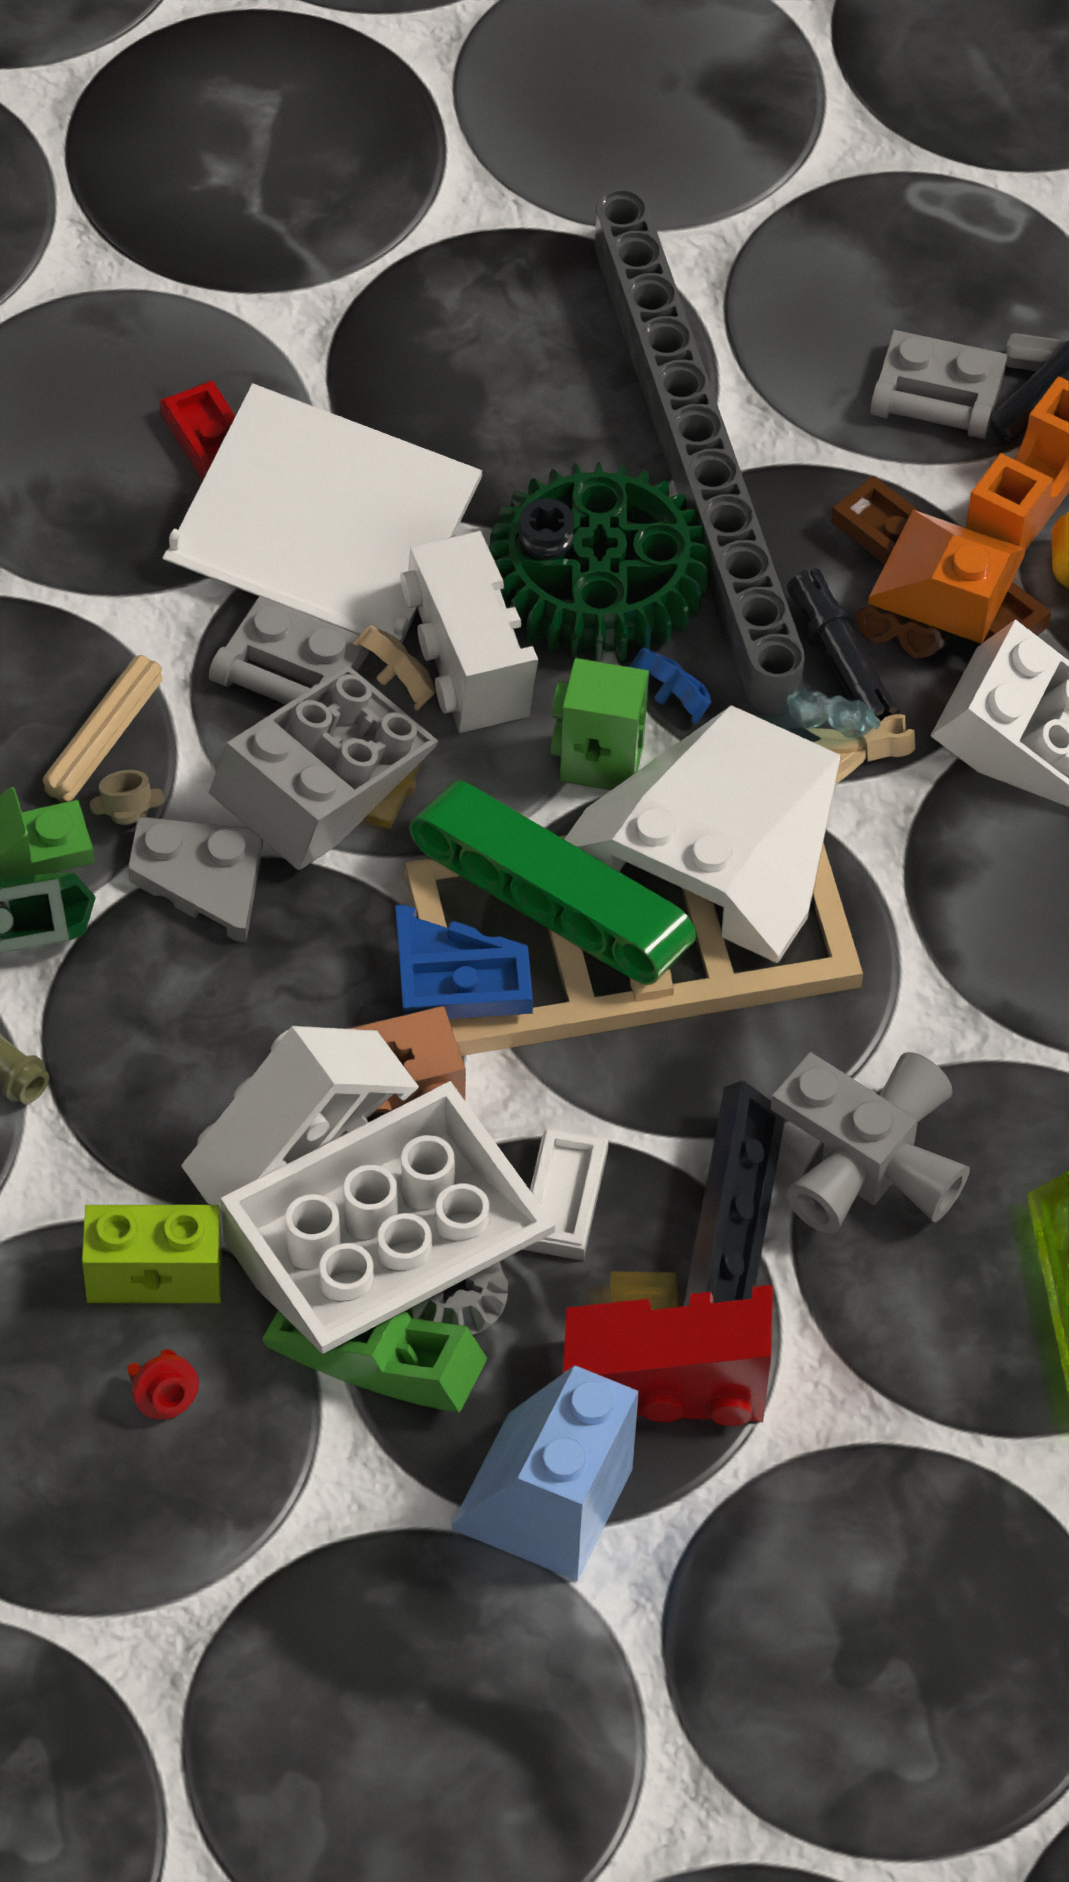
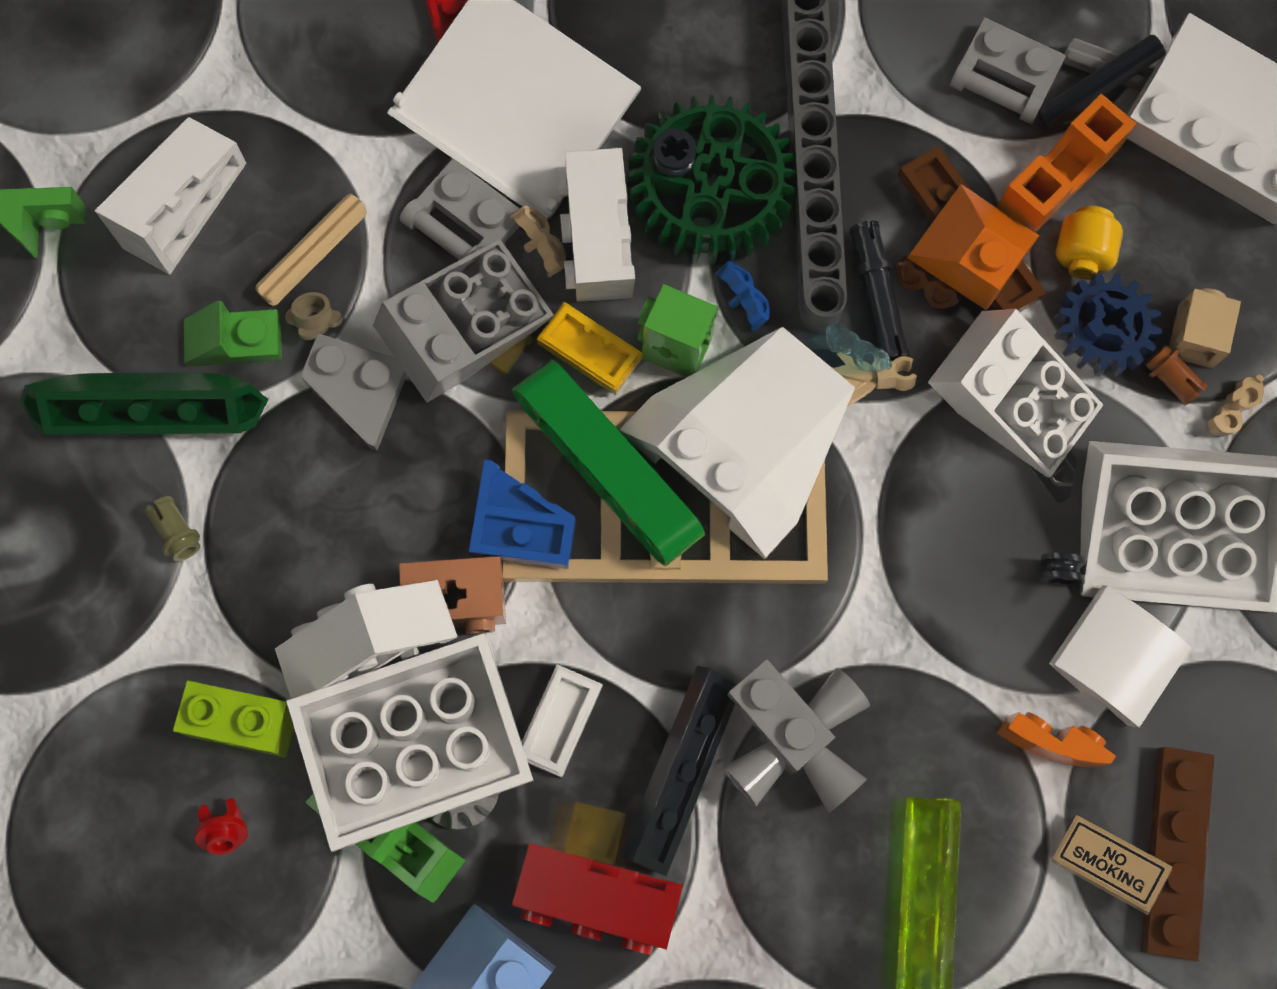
camera: 10 degrees right, 20 degrees up
(501, 771) = (590, 348): none -> yellow plate

